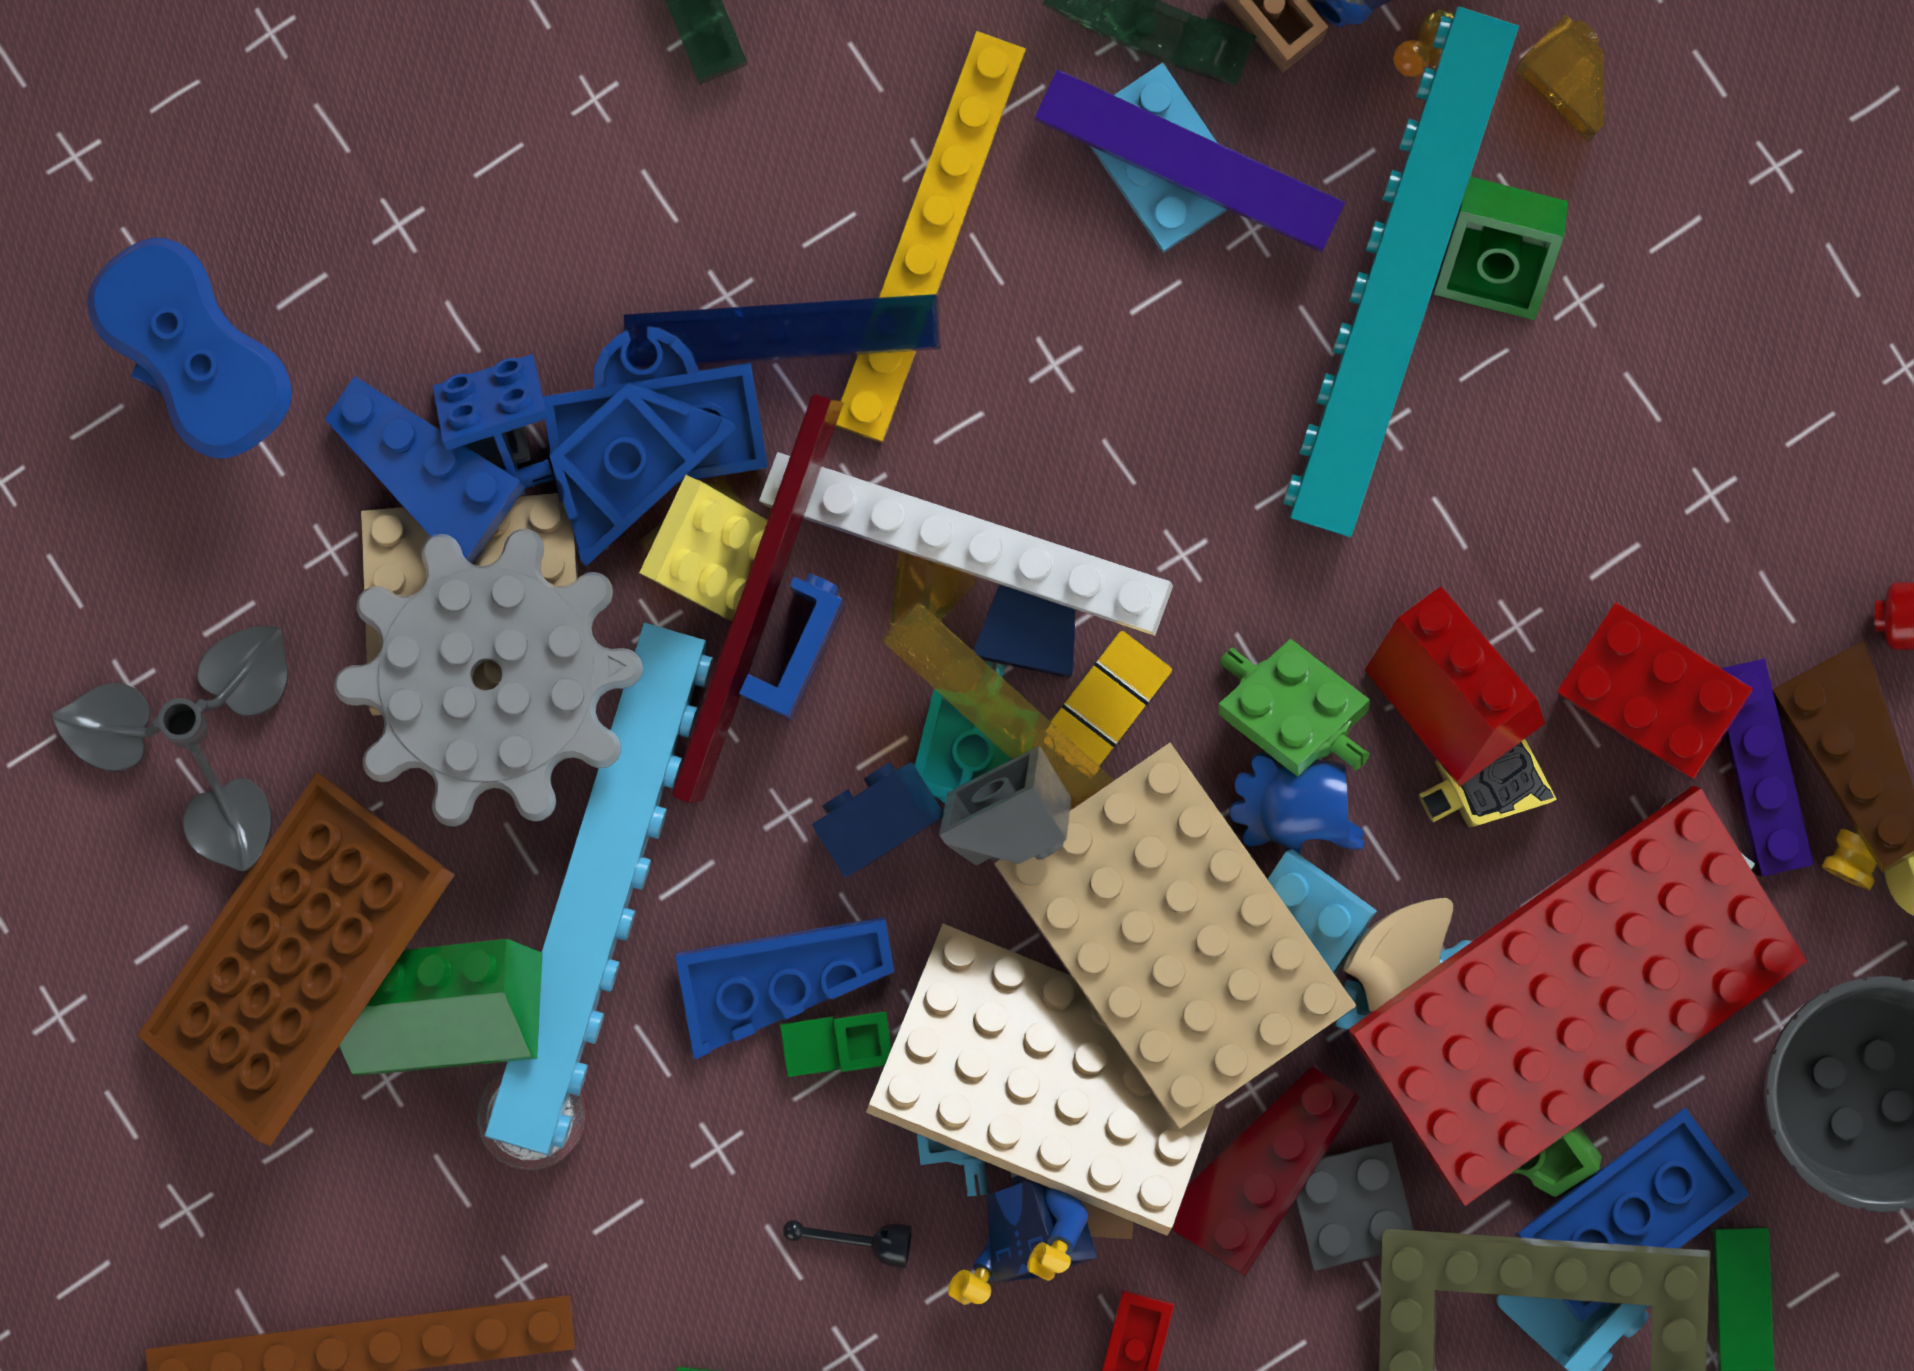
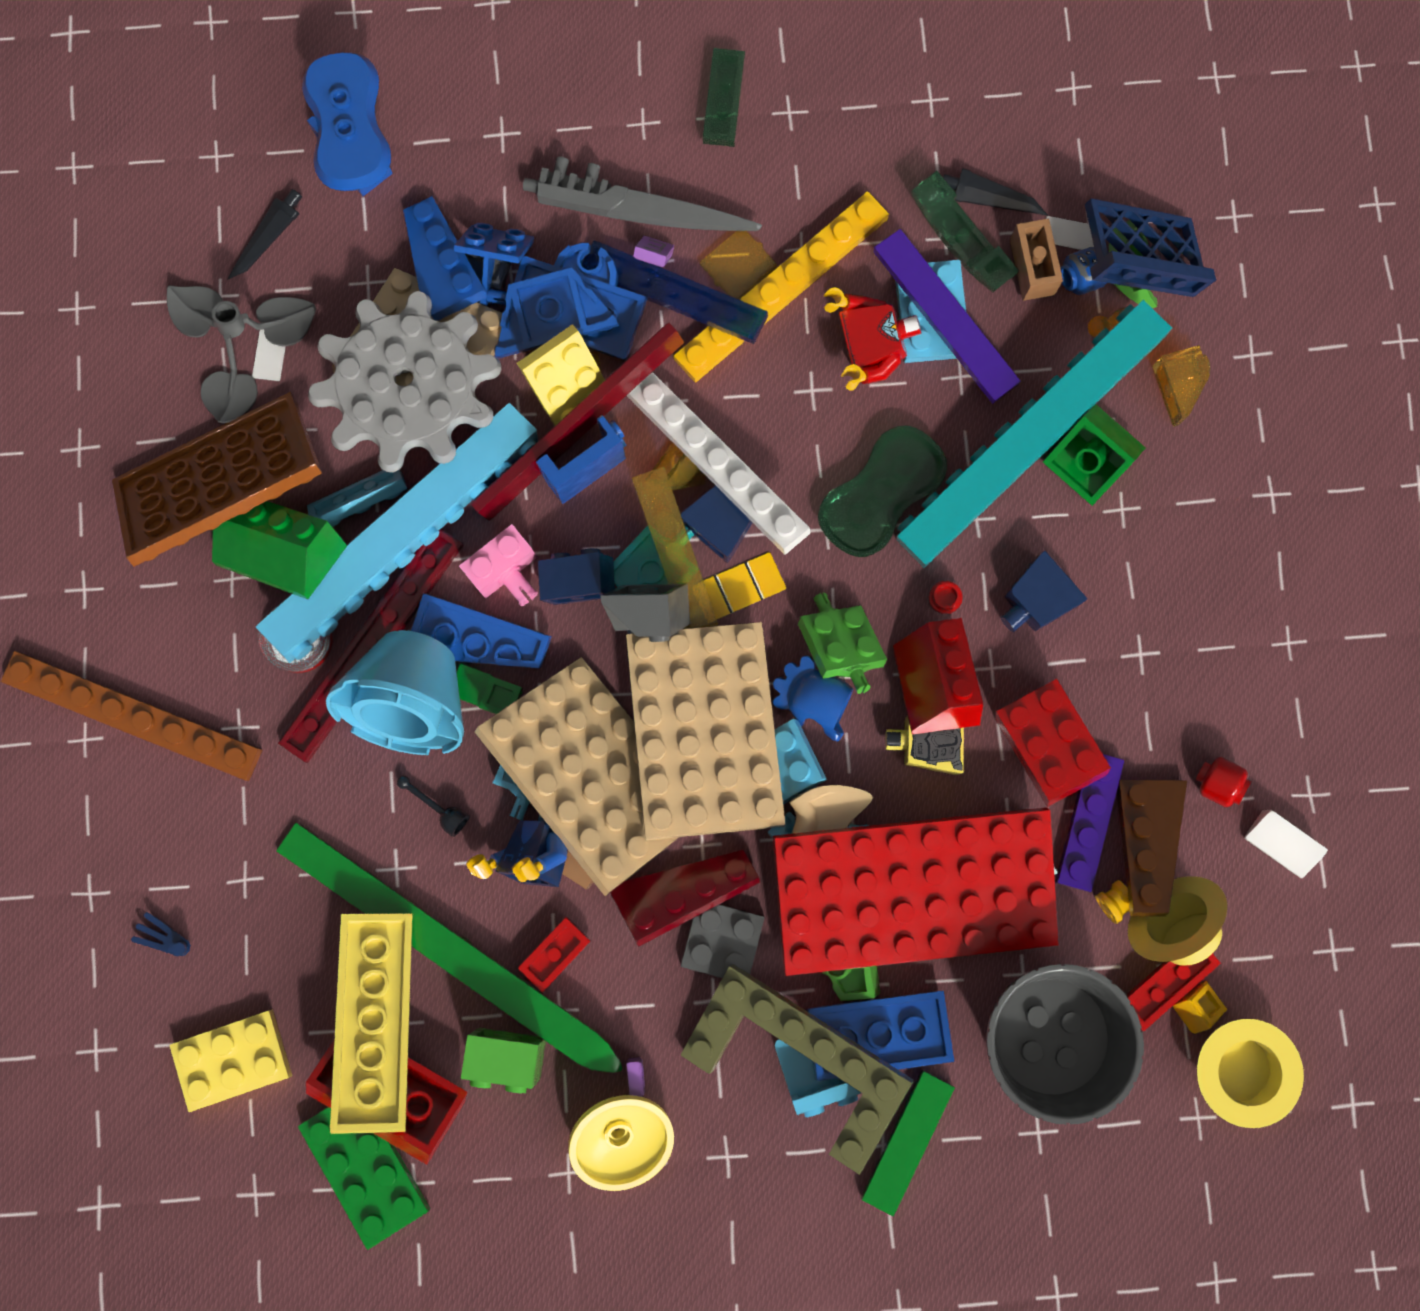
camera: 30 degrees right, 5 degrees down
(146, 541) = (273, 224): none -> black bar
(253, 741) = (268, 359): none -> white sticker
(498, 876) = (358, 496): none -> medium azure plate
(595, 252) = (626, 204): none -> dark grey piece
(637, 1072) = (389, 615): none -> dark red tile
(720, 286) = (653, 251): none -> medium lavender tile
(736, 1113) = (402, 695): none -> medium azure cone
(761, 857) = (500, 564): none -> bright pink brick
(848, 236) = (738, 264): none -> clear yellow piece
(1102, 248) = (871, 335): none -> red torso
(1225, 500) = (866, 509): none -> clear green plate
(1401, 562) = (945, 597): none -> red plate
(1531, 490) = (1041, 595): none -> dark blue torso

